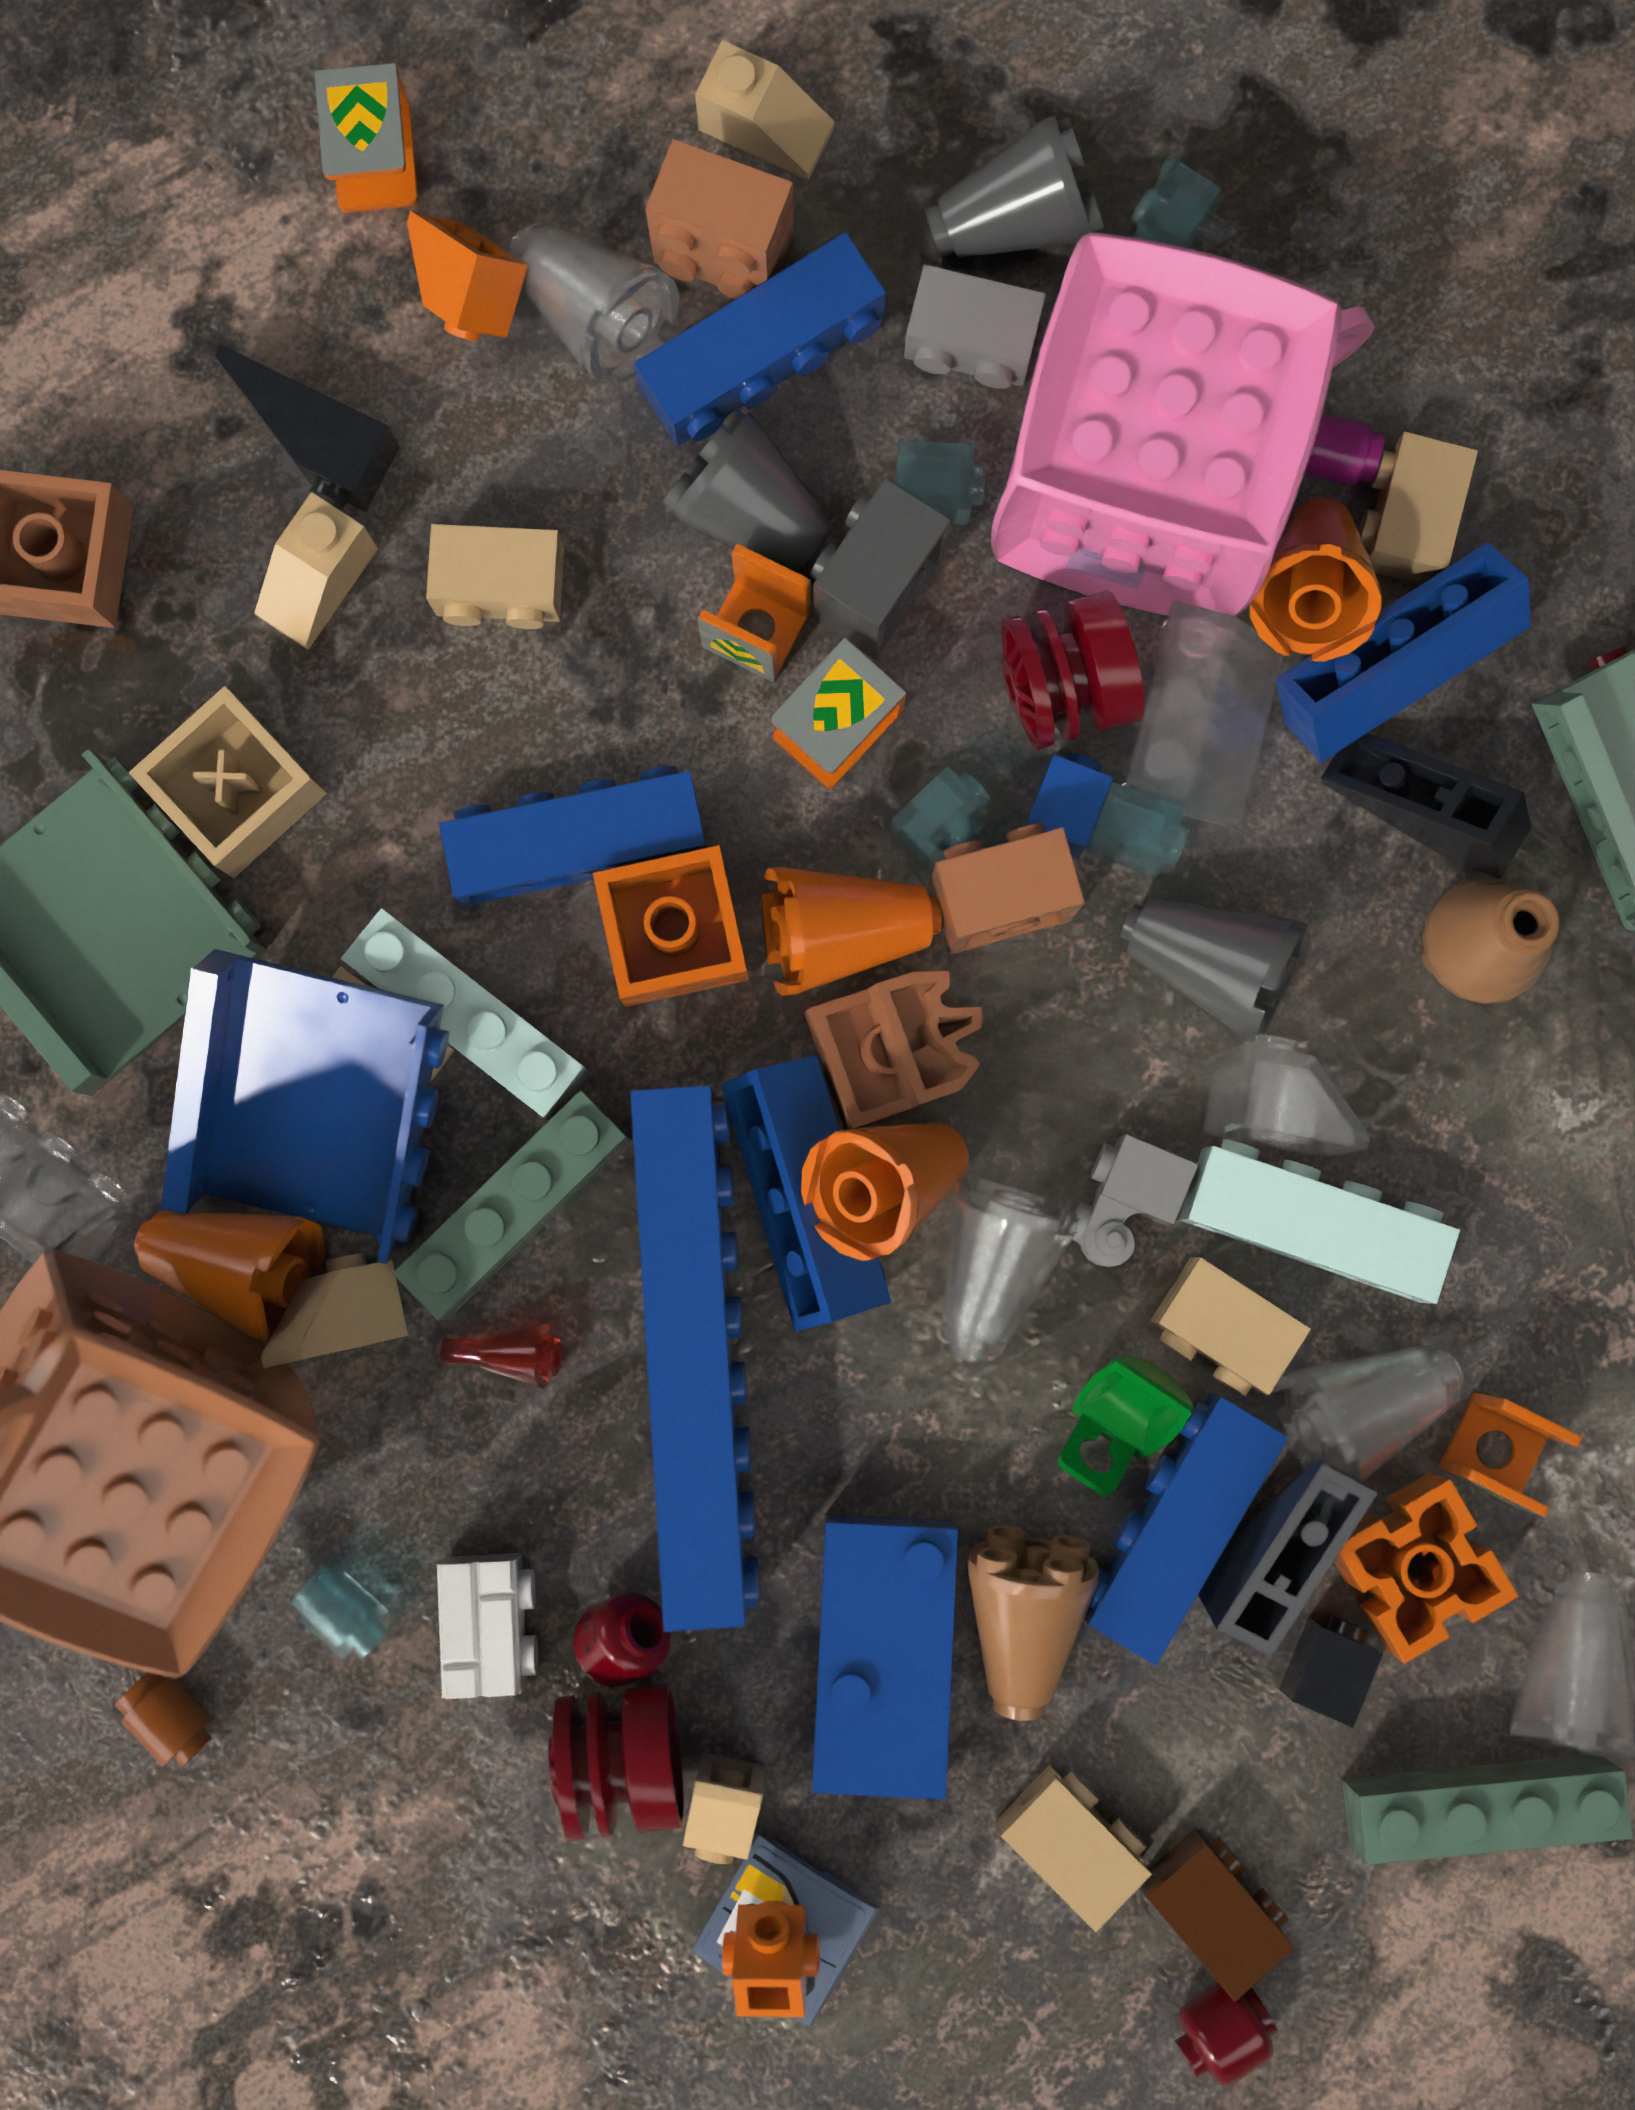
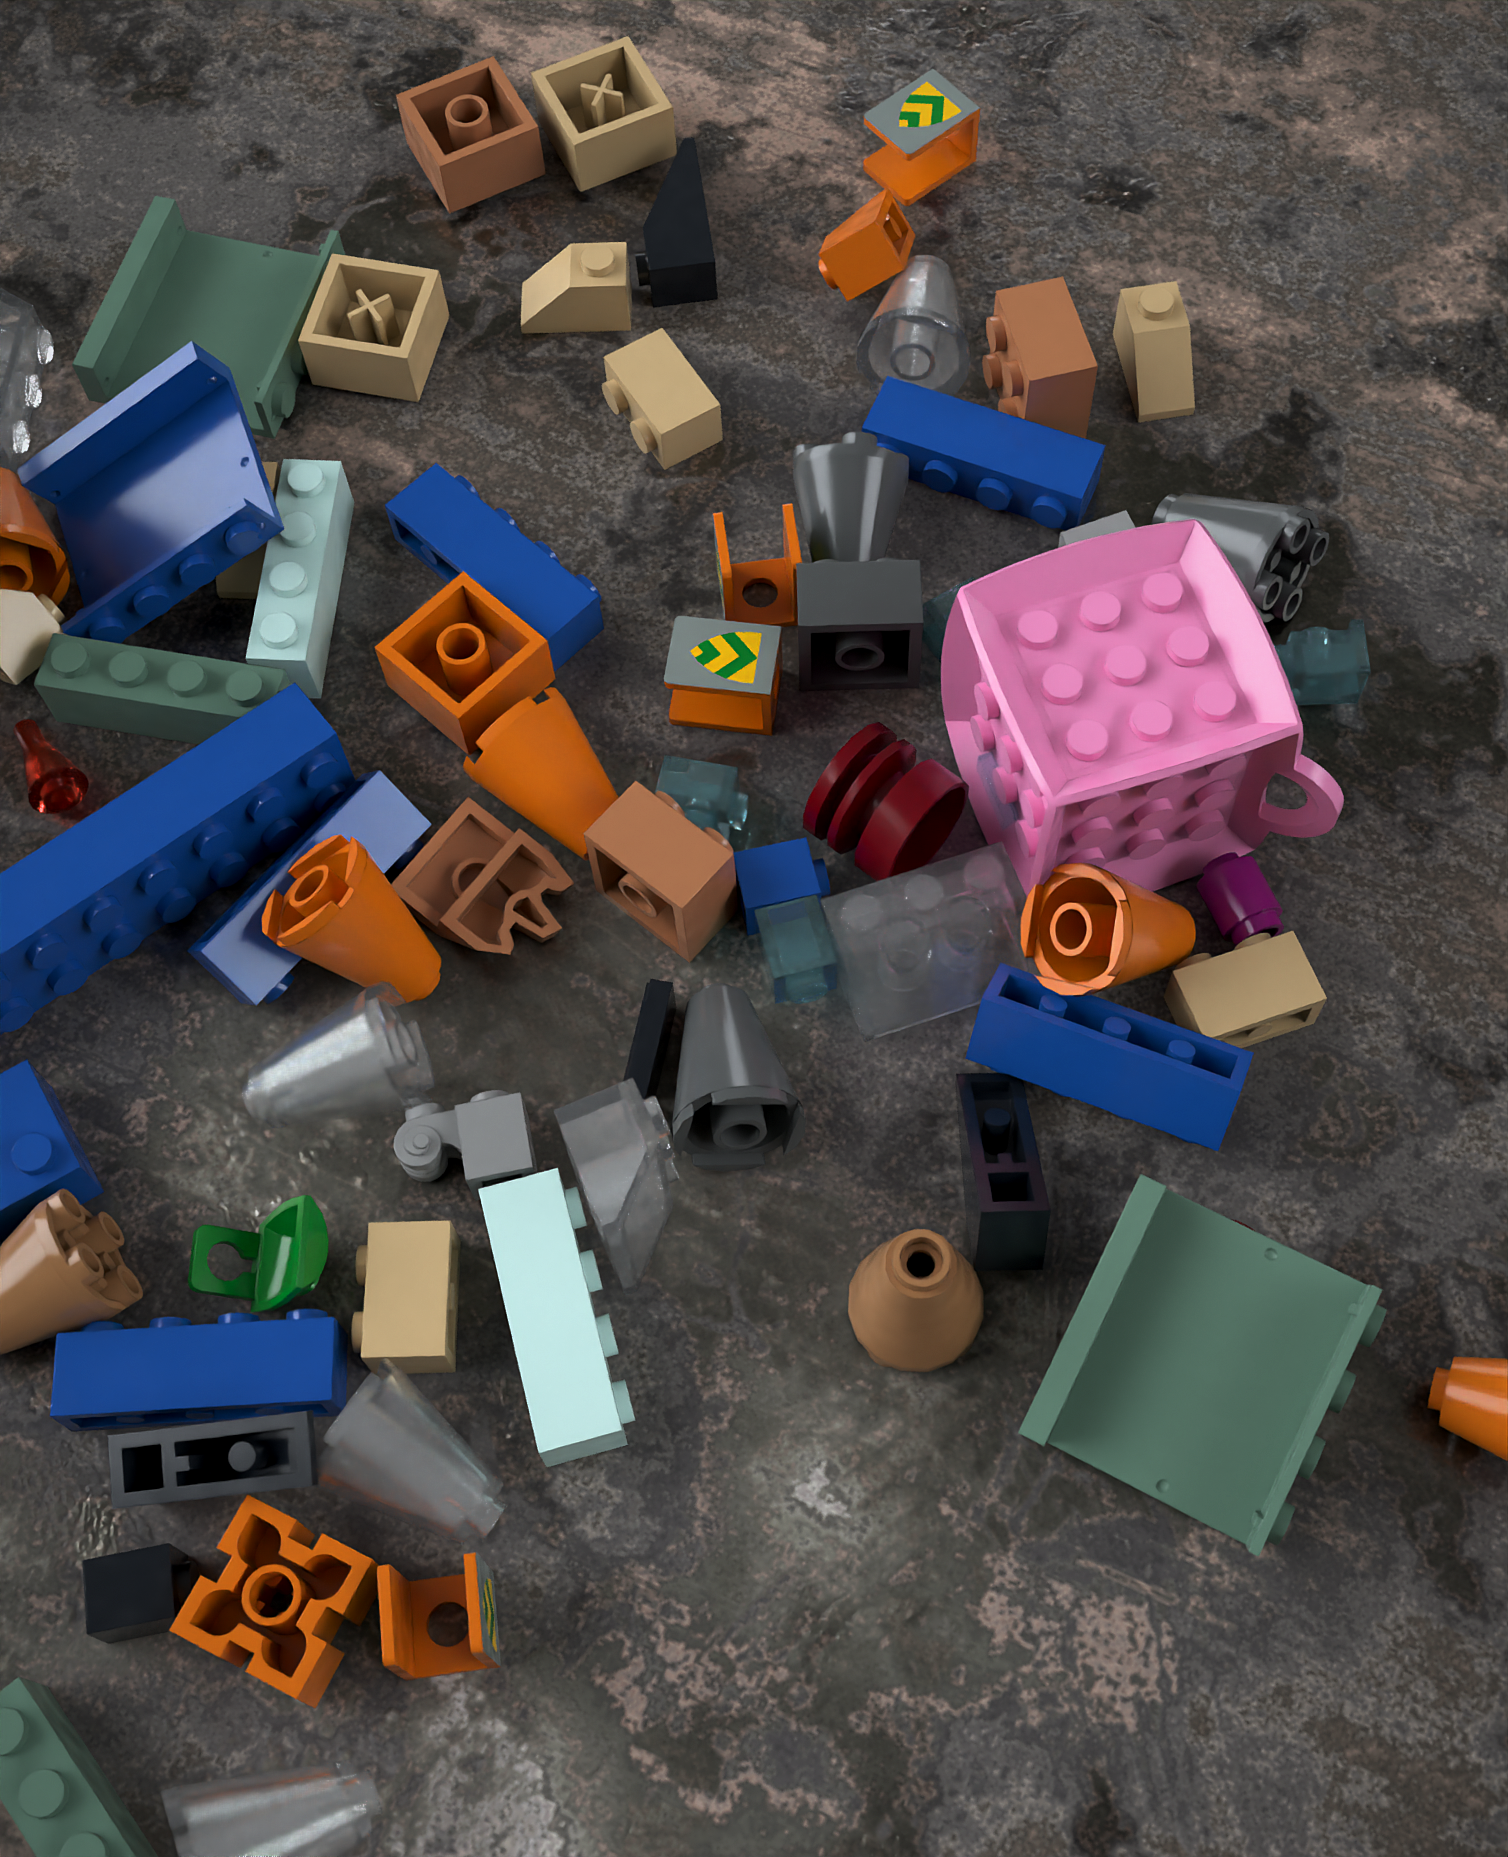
camera: 60 degrees right, 20 degrees down
(118, 406) = (604, 113): none -> tan brick
(1144, 1008) = (651, 1037): none -> black tile

